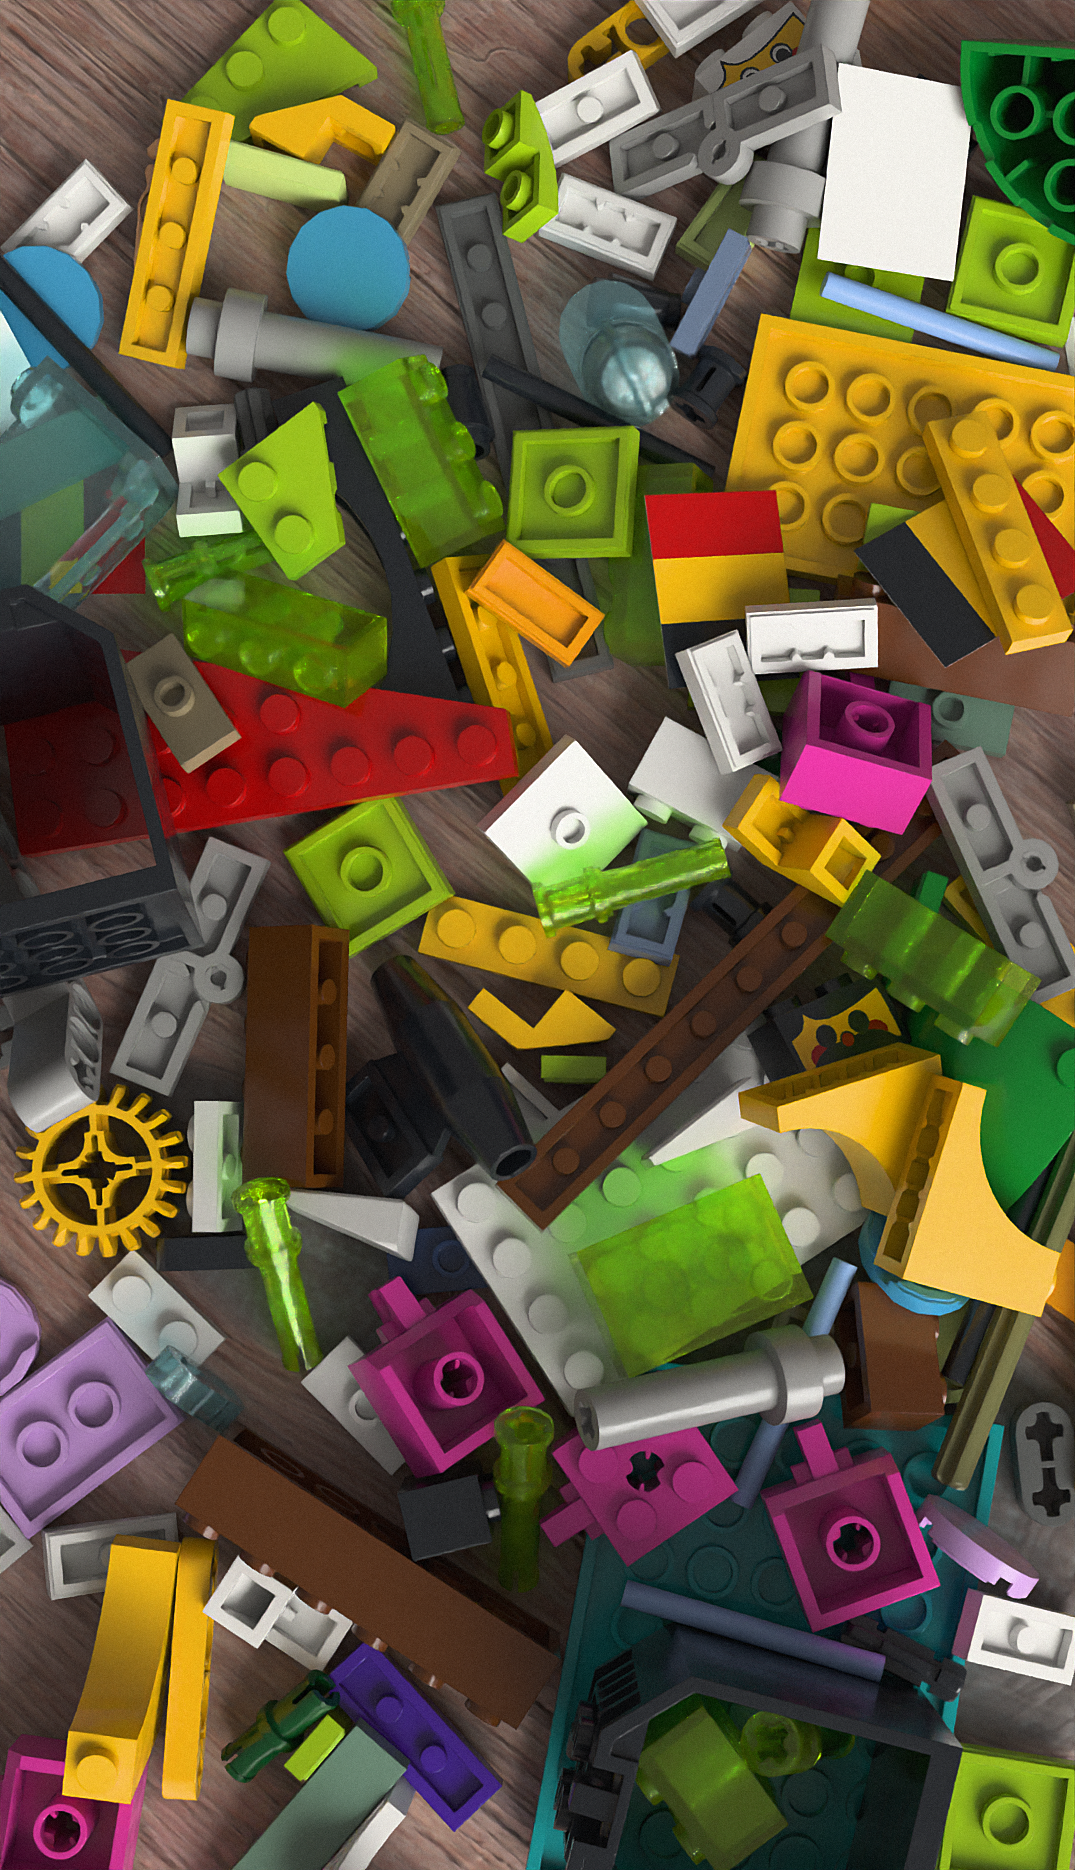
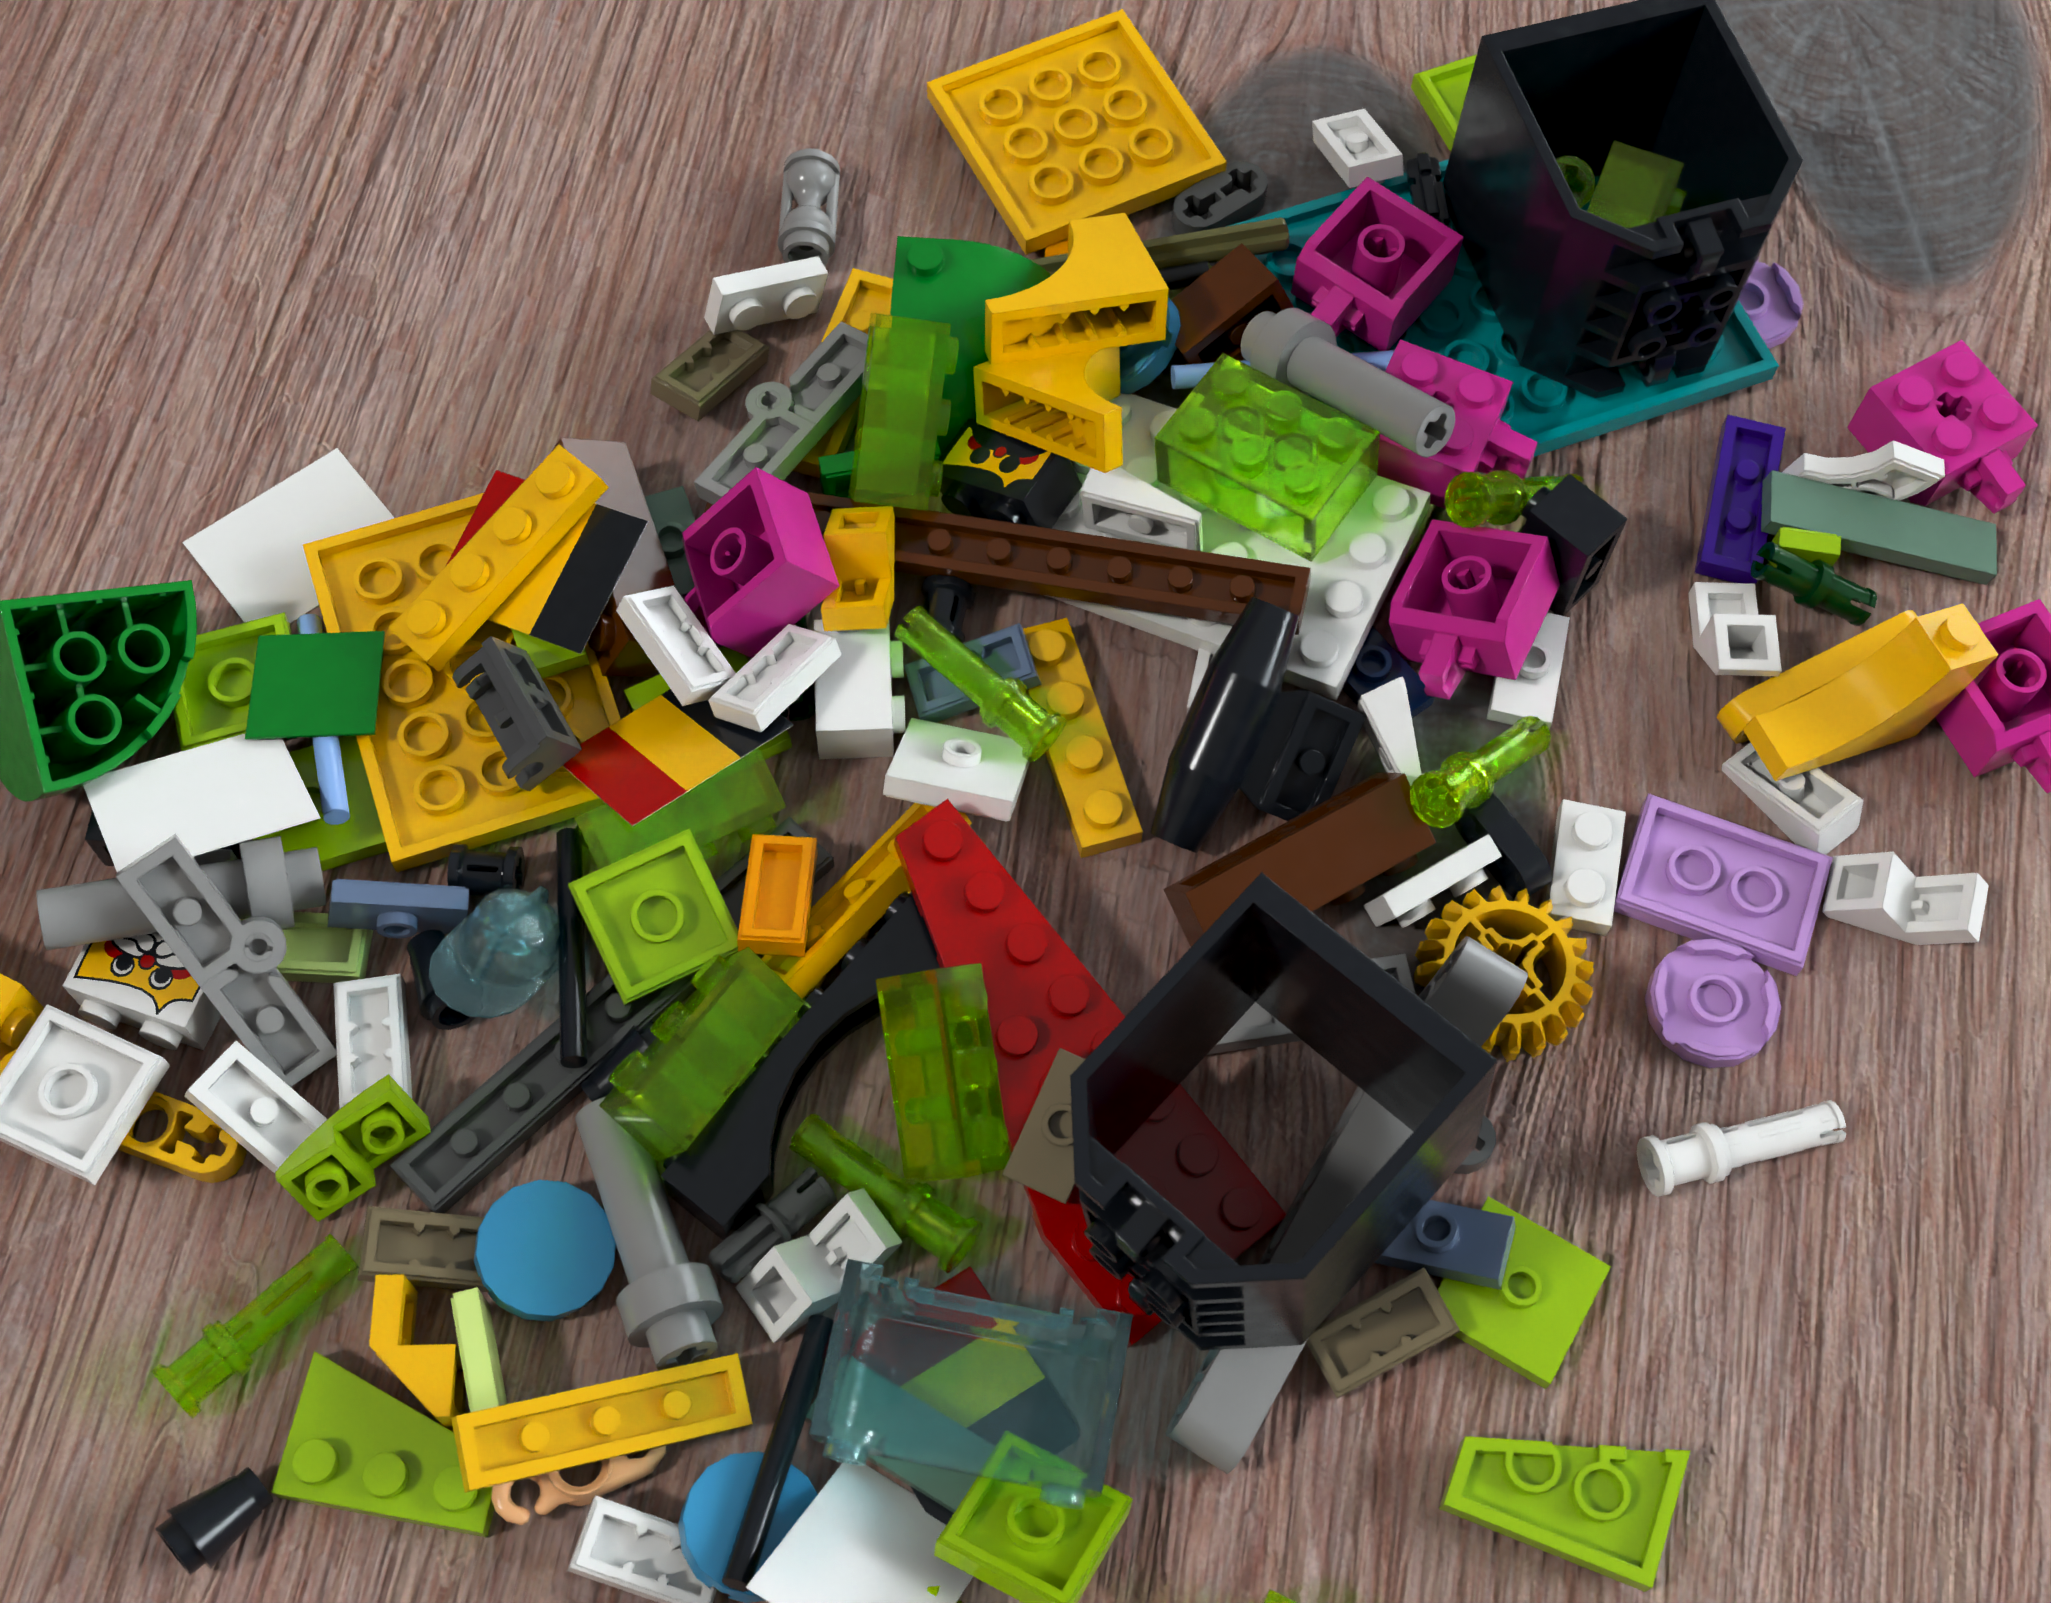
camera: 125 degrees left, 20 degrees down
(194, 1388) = (1621, 784): clear light blue beam -> none
(290, 493) = (802, 1153): lime wing -> none
(364, 1569) = (1658, 579): reddish brown brick -> none
(369, 871) = (1105, 905): lime plate -> none
(564, 1025) = (1134, 689): yellow slope -> none
(572, 1069) = (1157, 656): lime tile -> none
(753, 1631) = (1490, 305): light blue bar -> none
(829, 478) = (518, 711): none -> dark grey hinge
(969, 329) = (315, 685): none -> green piece
(976, 1546) = (1319, 176): lavender tile -> none

